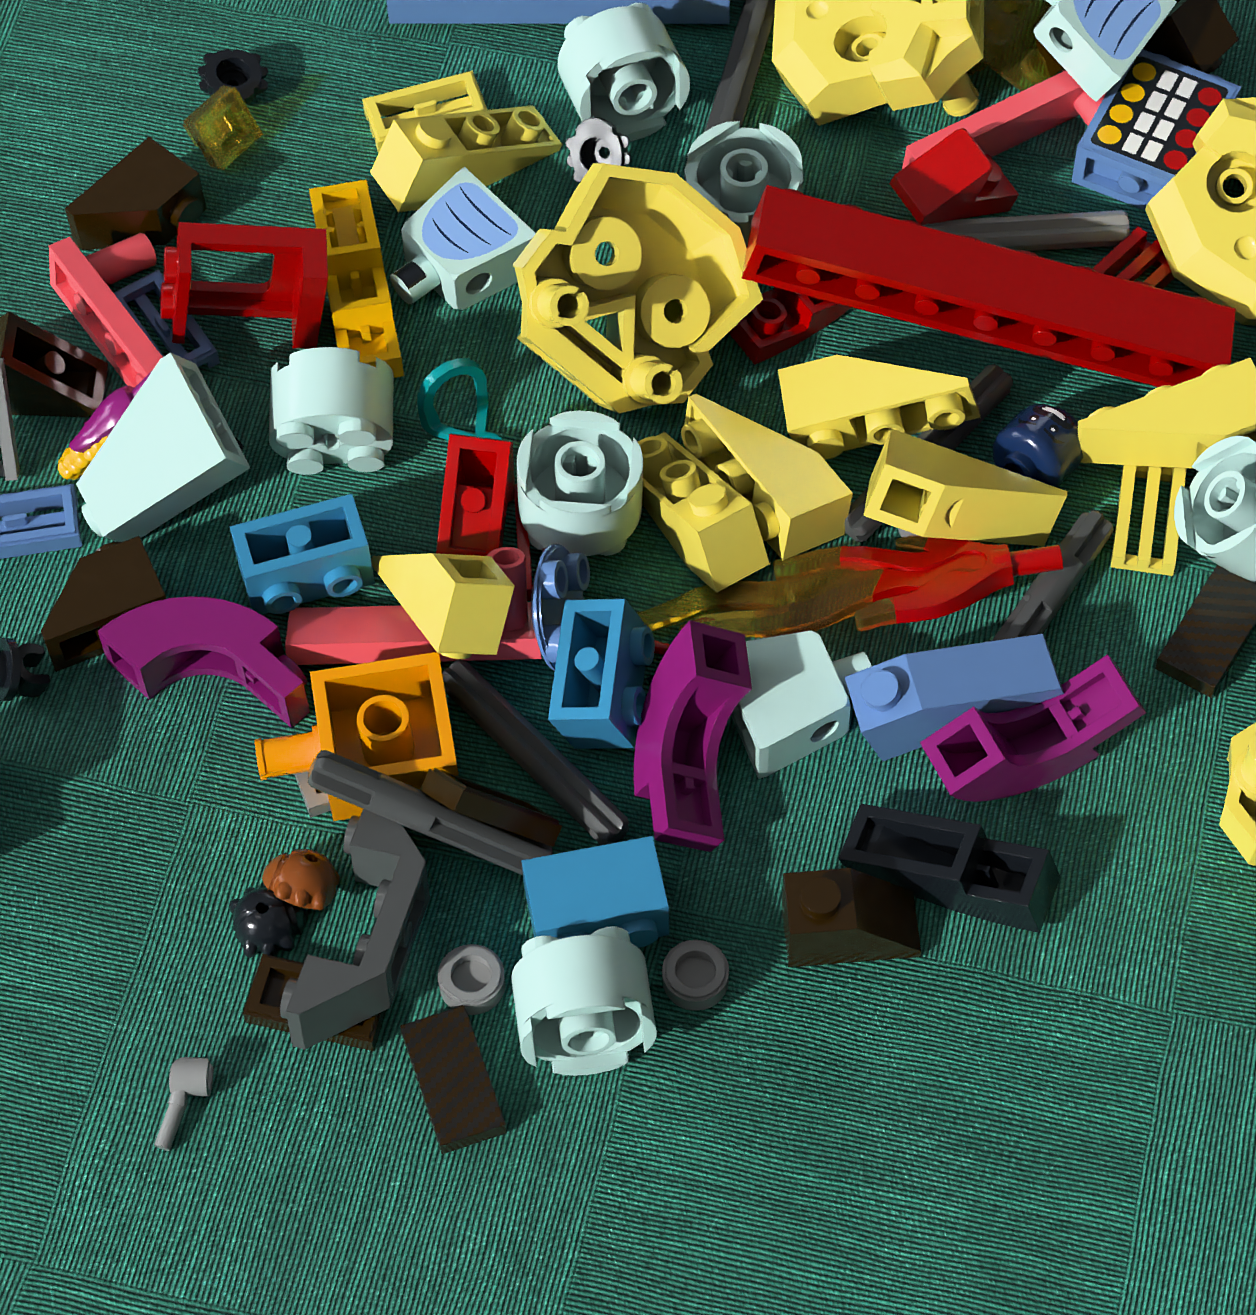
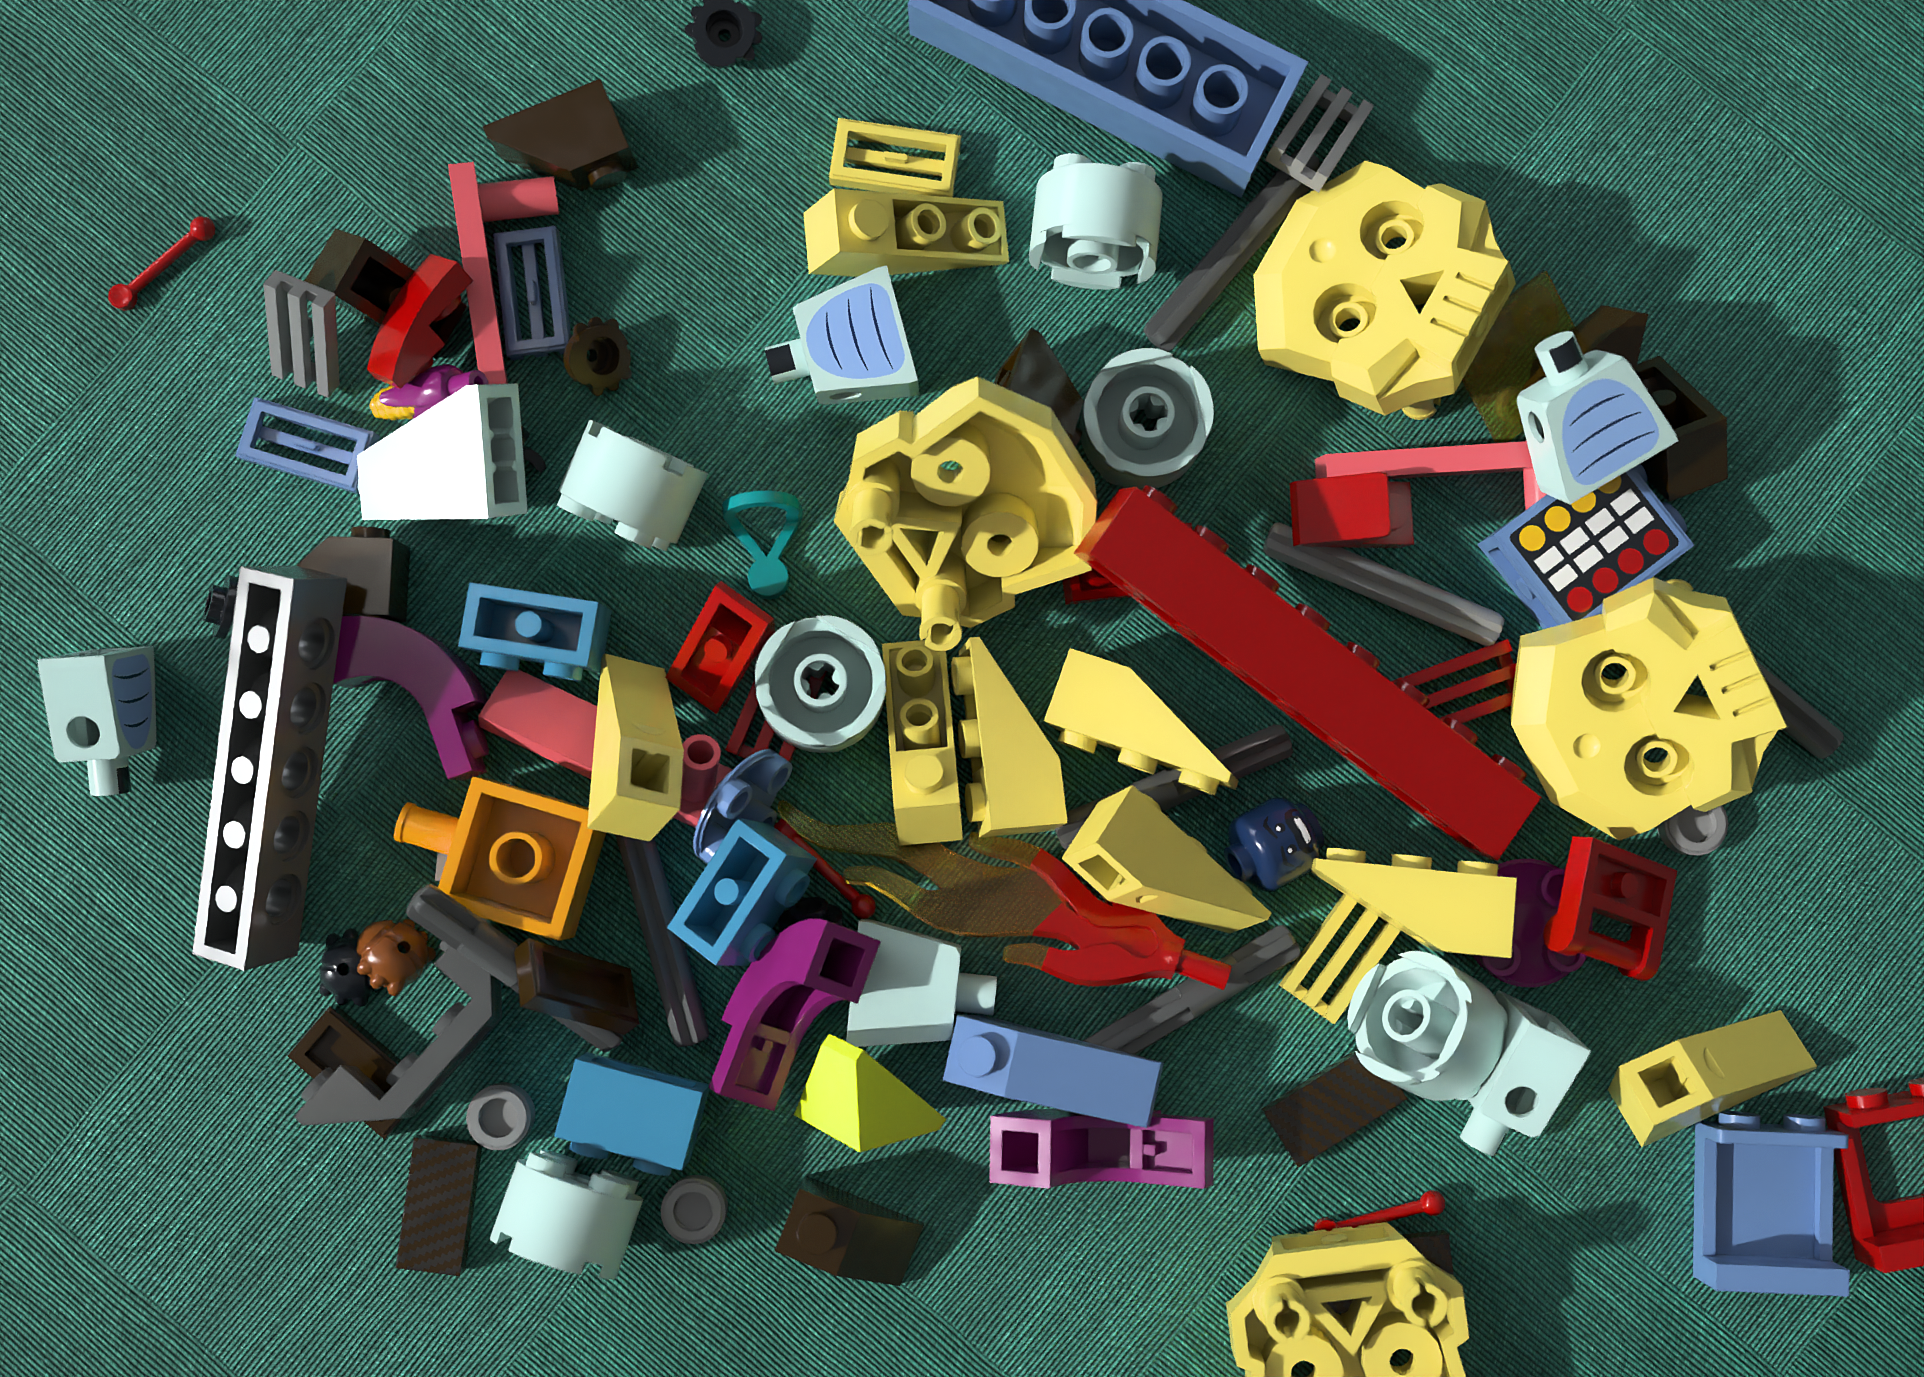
camera: 25 degrees right, 25 degrees up
(75, 367) = (405, 339): none -> red slope
(118, 747) = (268, 764): none -> dark grey brick
(187, 1078) = (215, 1094): light grey hand -> none
(222, 127) = (685, 90): clear yellow tile -> none
(246, 344) = (608, 355): none -> dark brown animal
(294, 287) = (613, 292): red window -> none
(356, 274) = (733, 331): yellow slope -> none
(590, 144) = (1034, 297): animal -> none
(794, 783) = (861, 1100): none -> neon yellow slope
(953, 865) = (965, 1226): black slope -> none

